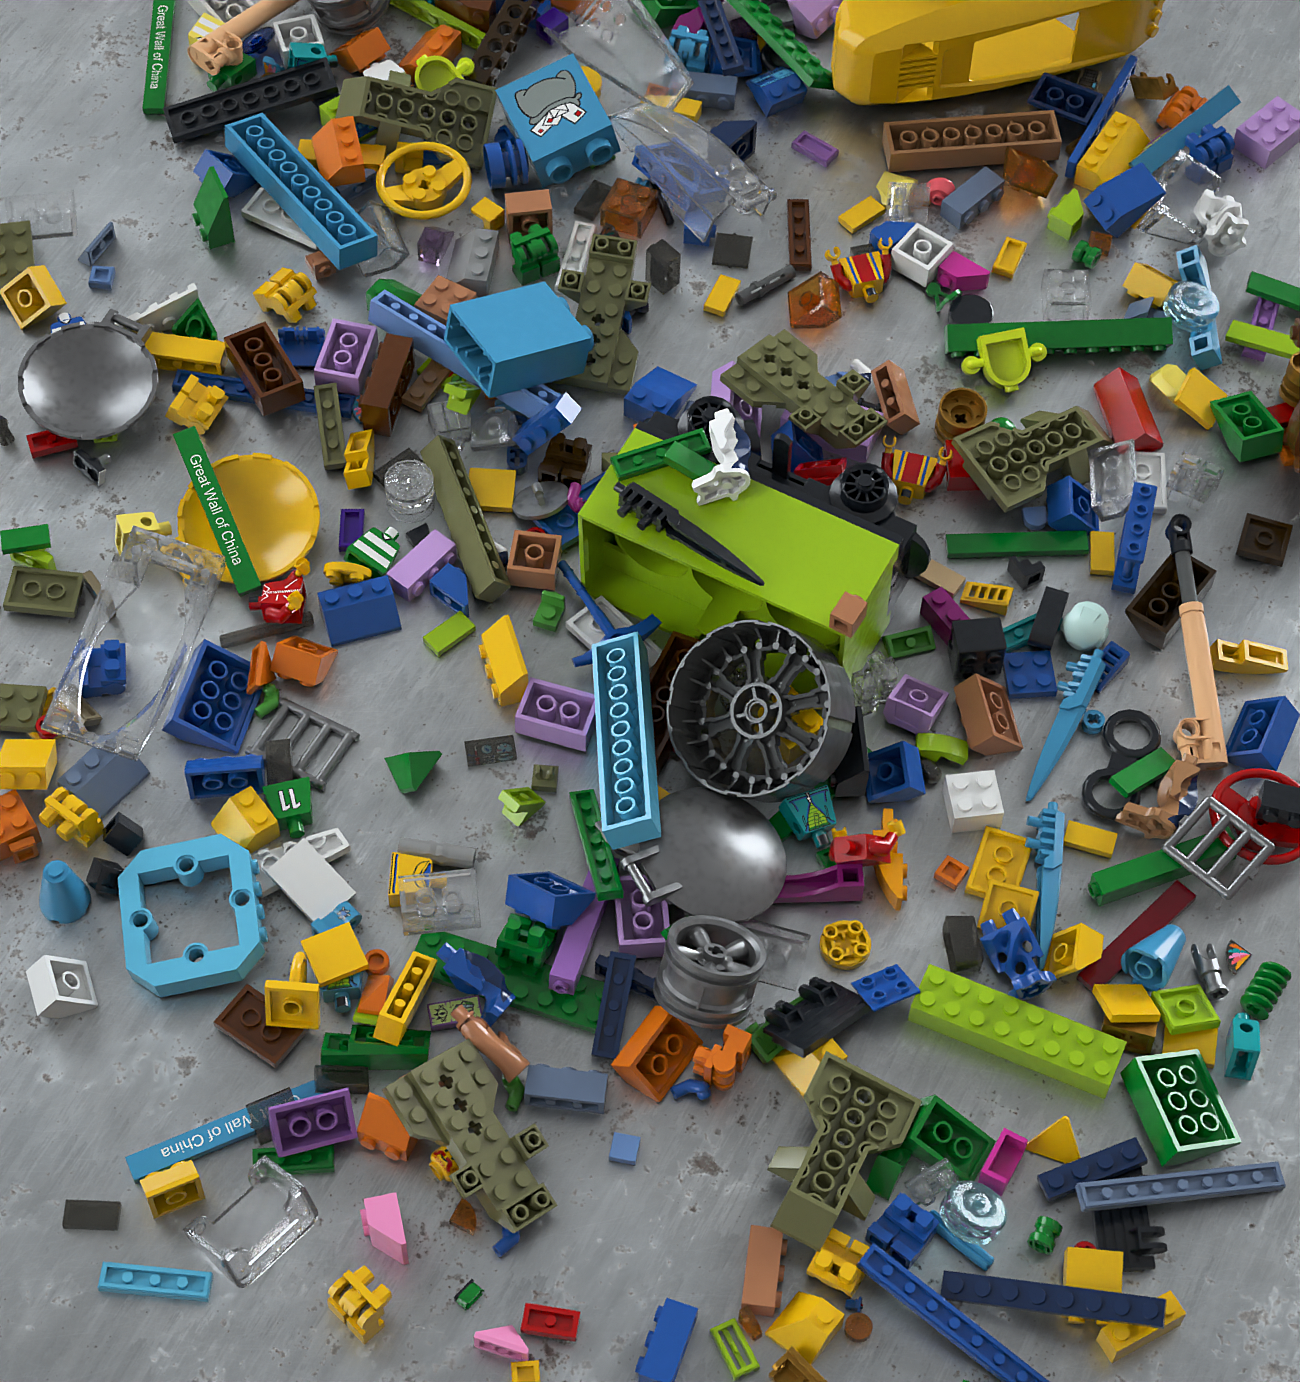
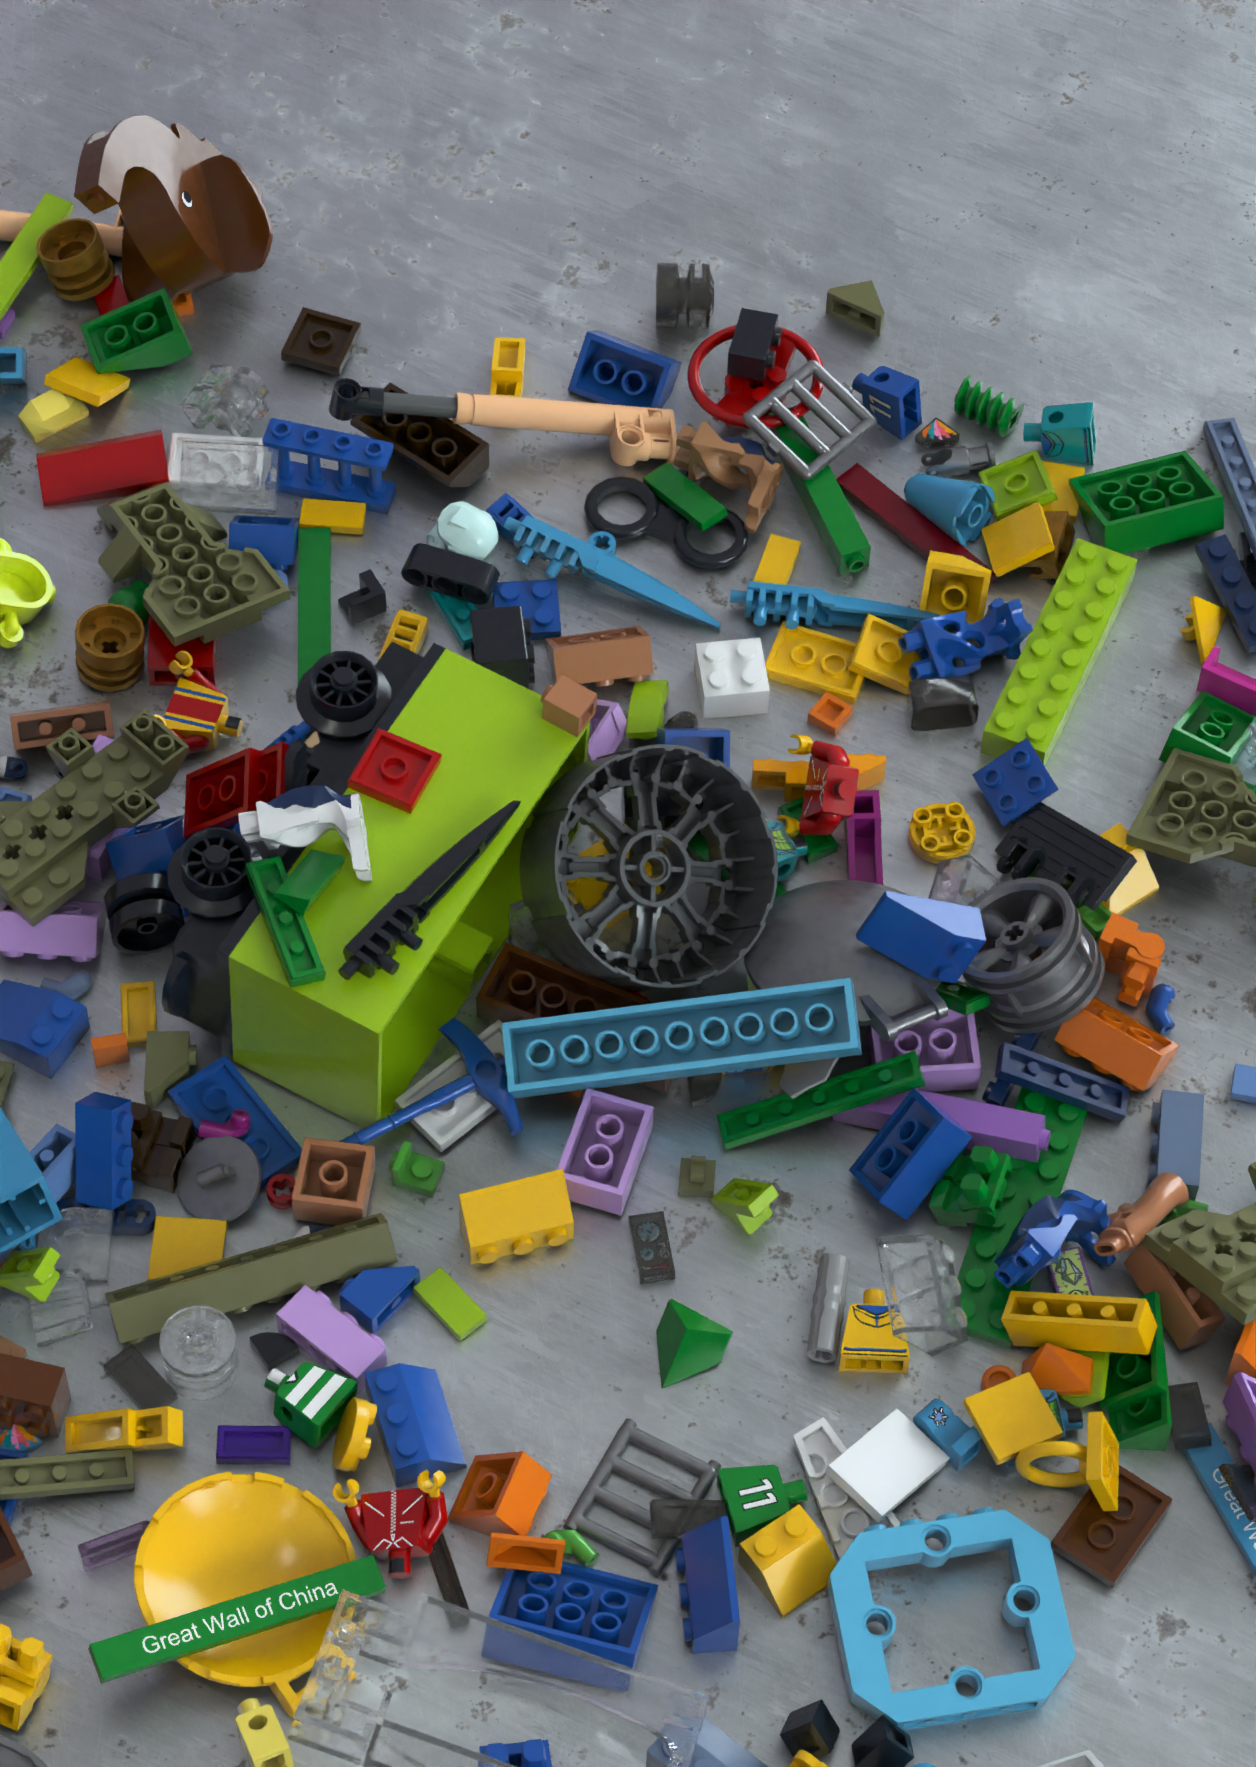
camera: 90 degrees left, 0 degrees up
(278, 448) = (111, 1546): none -> clear purple tile
(699, 887) = (924, 934): none -> blue slope
(788, 514) = (394, 770): none -> red tile
(1264, 907) = (891, 399): none -> blue torso

